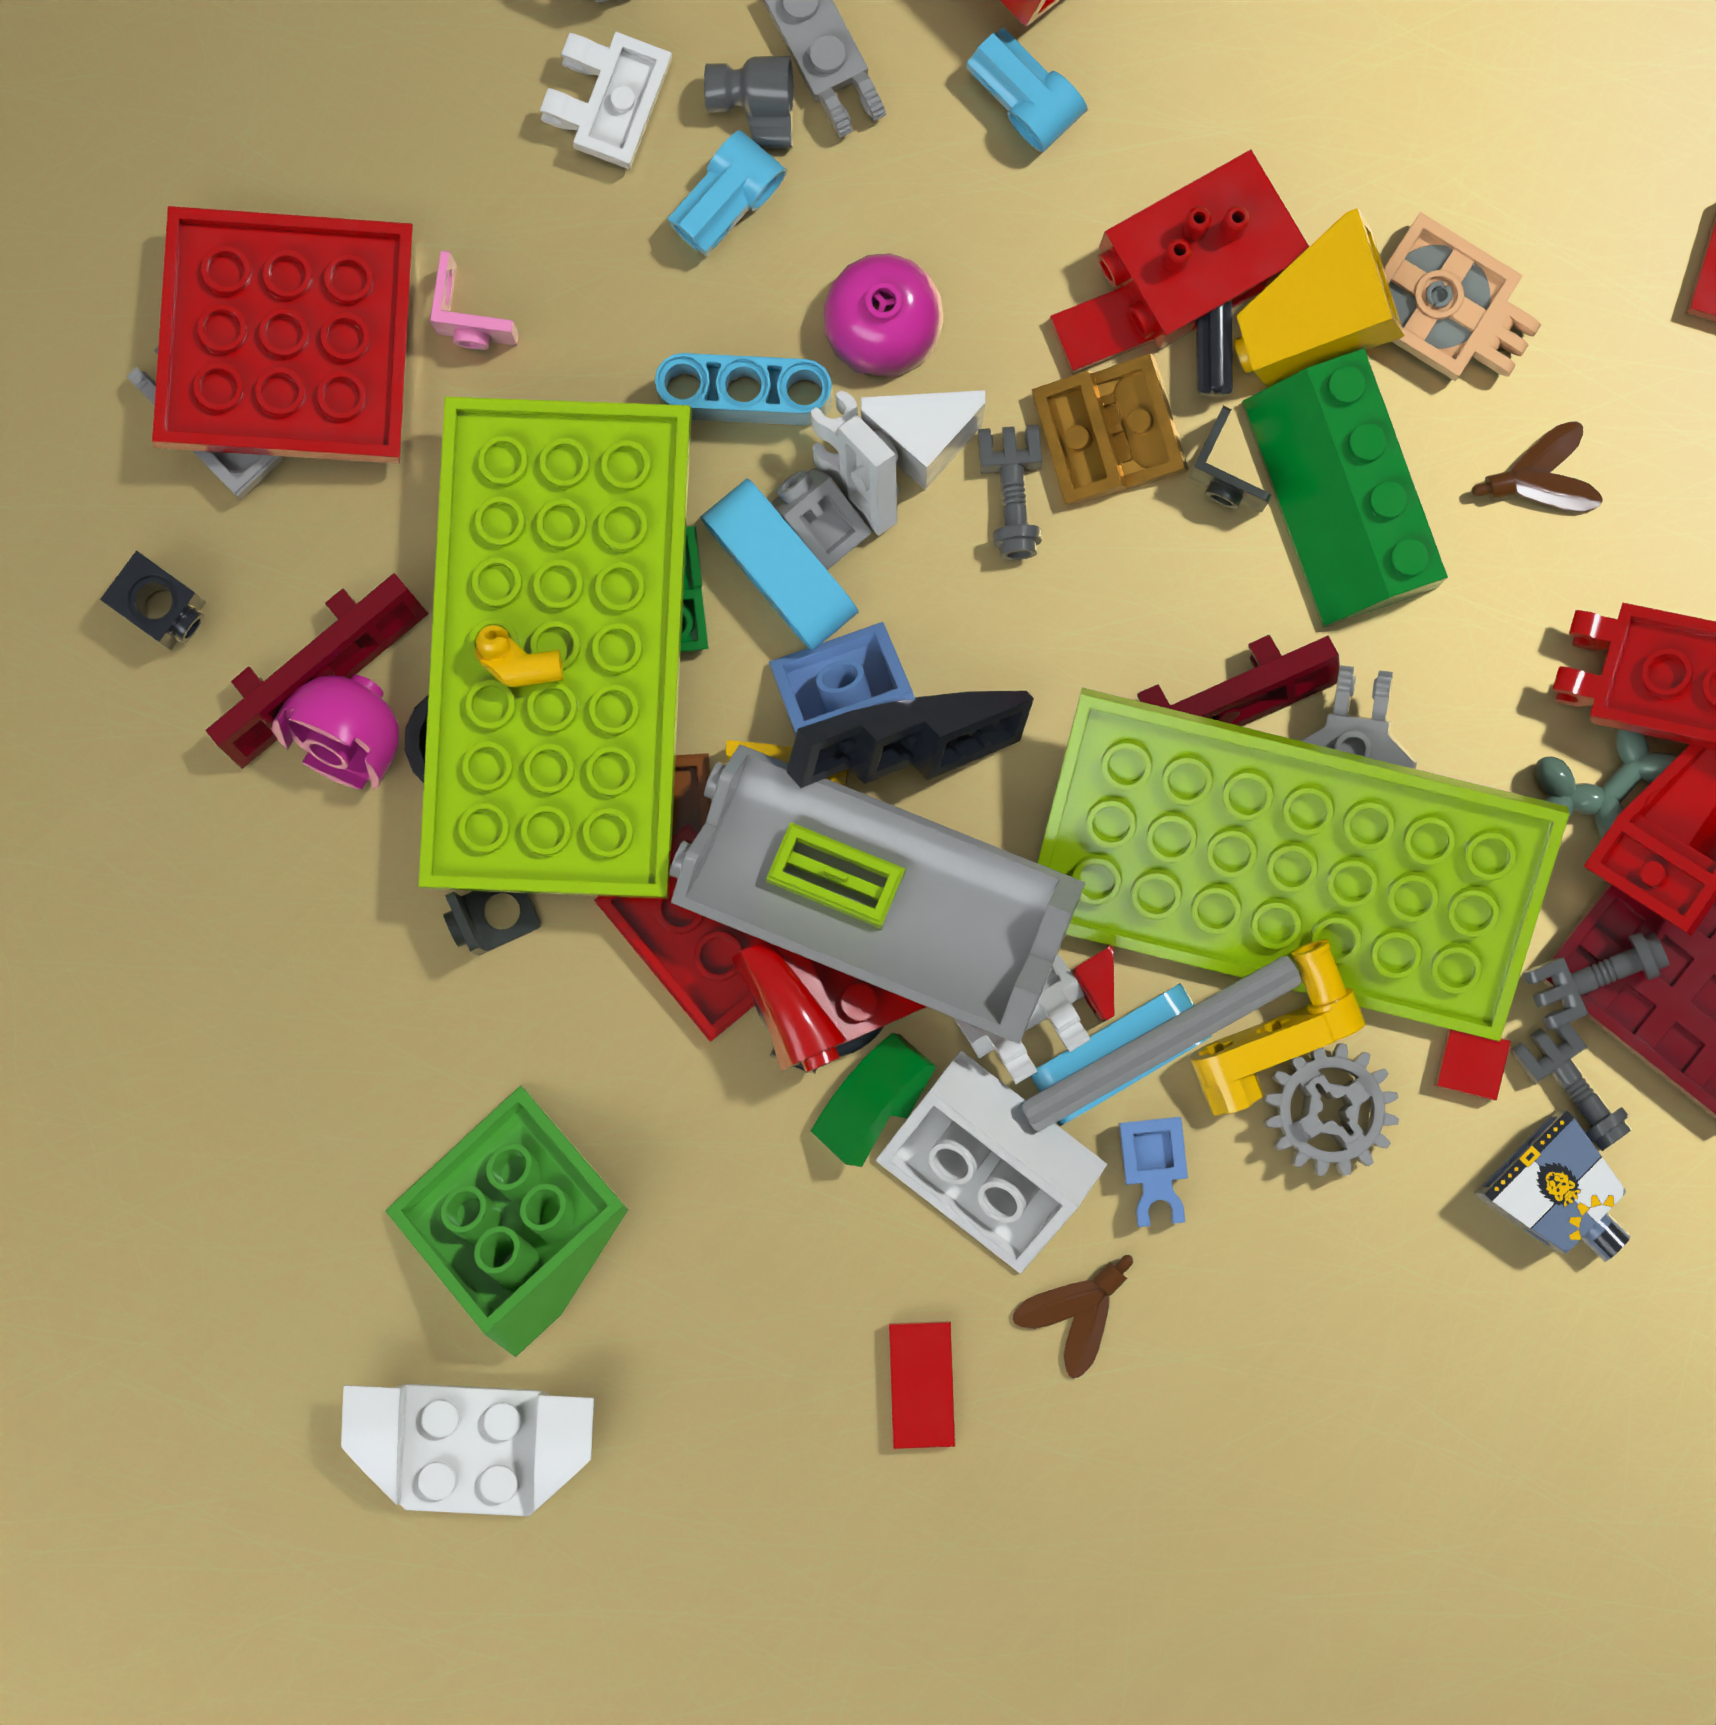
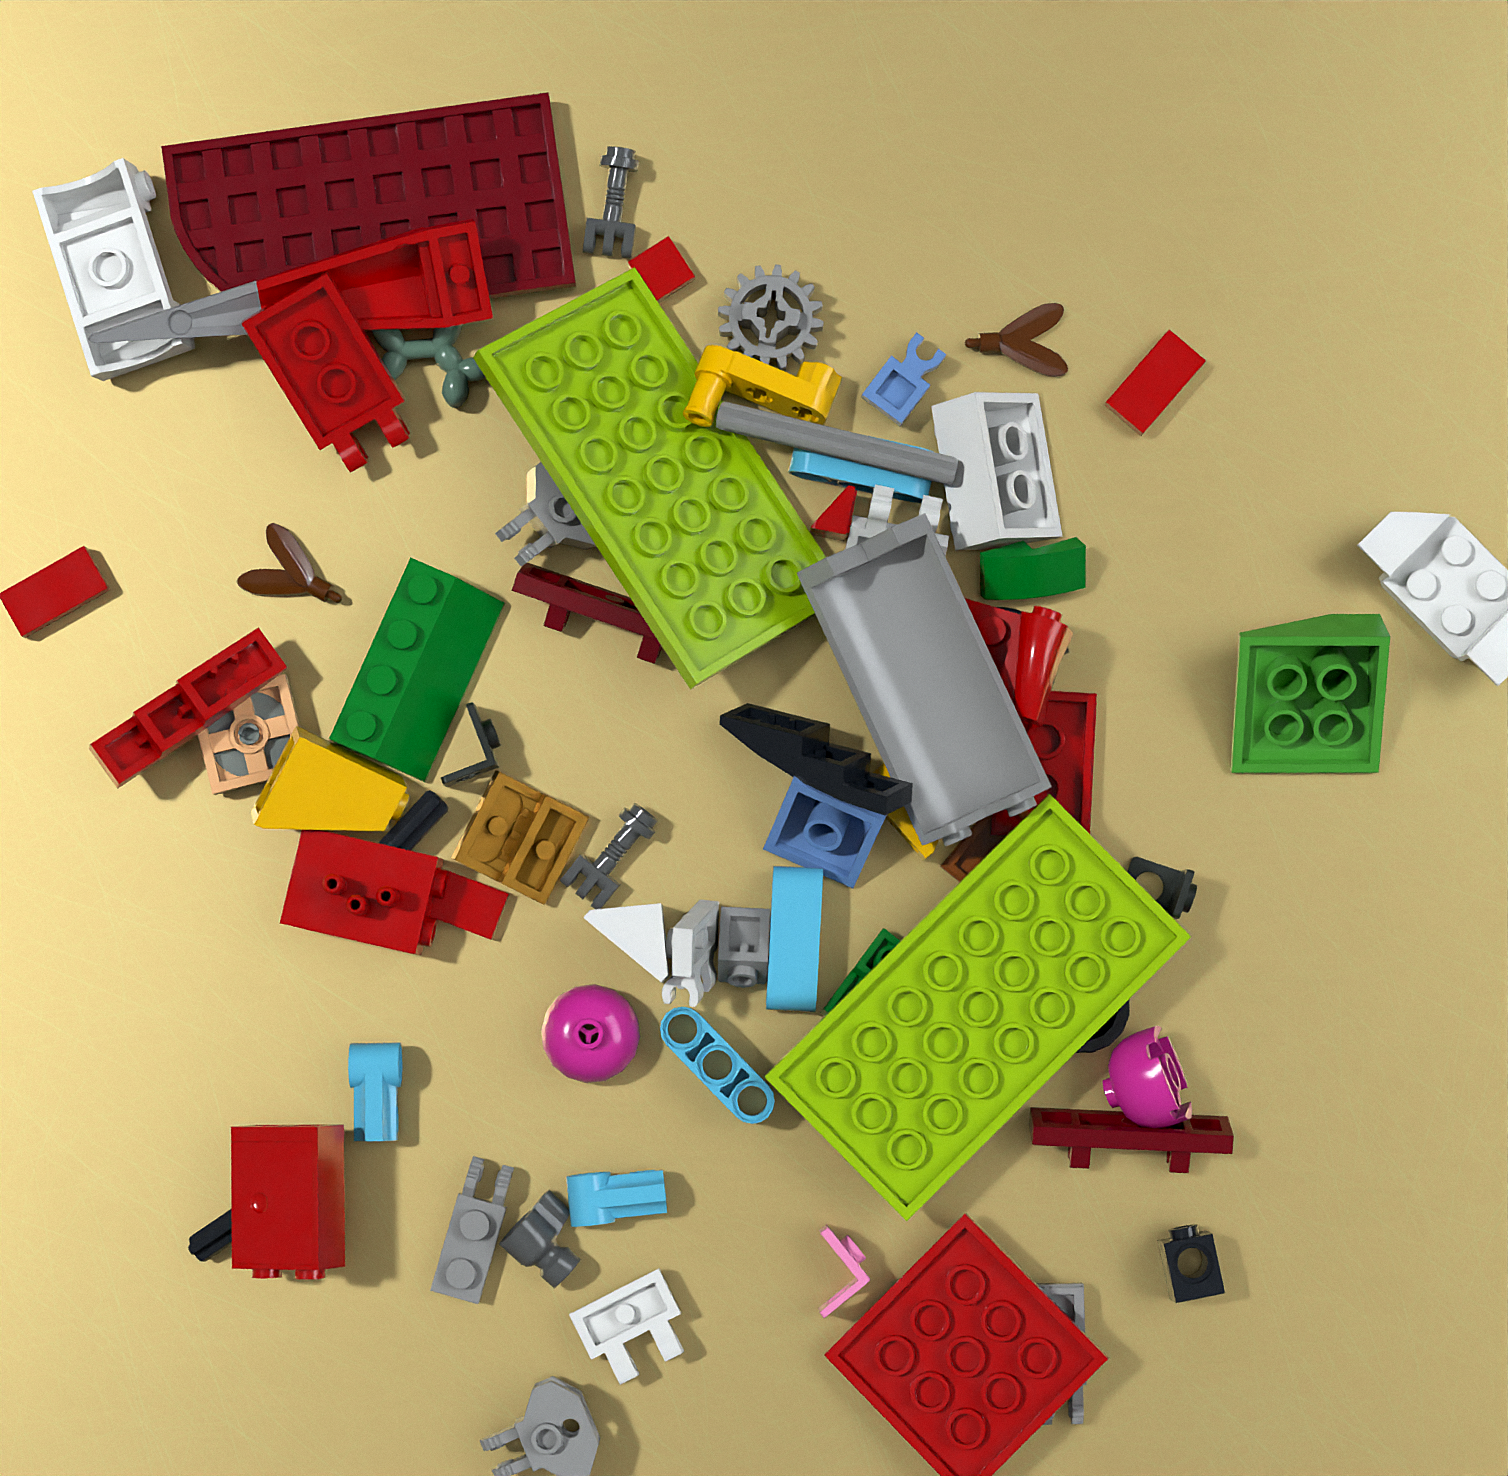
camera: 145 degrees left, 0 degrees up
(511, 663) = (1016, 1016): yellow arm -> none
(884, 896) = (956, 752): lime tile -> none
(1515, 263) = (188, 707): none -> red slope
(1559, 1189) = (682, 152): torso -> none
(1645, 956) = (567, 258): dark grey hinge -> none

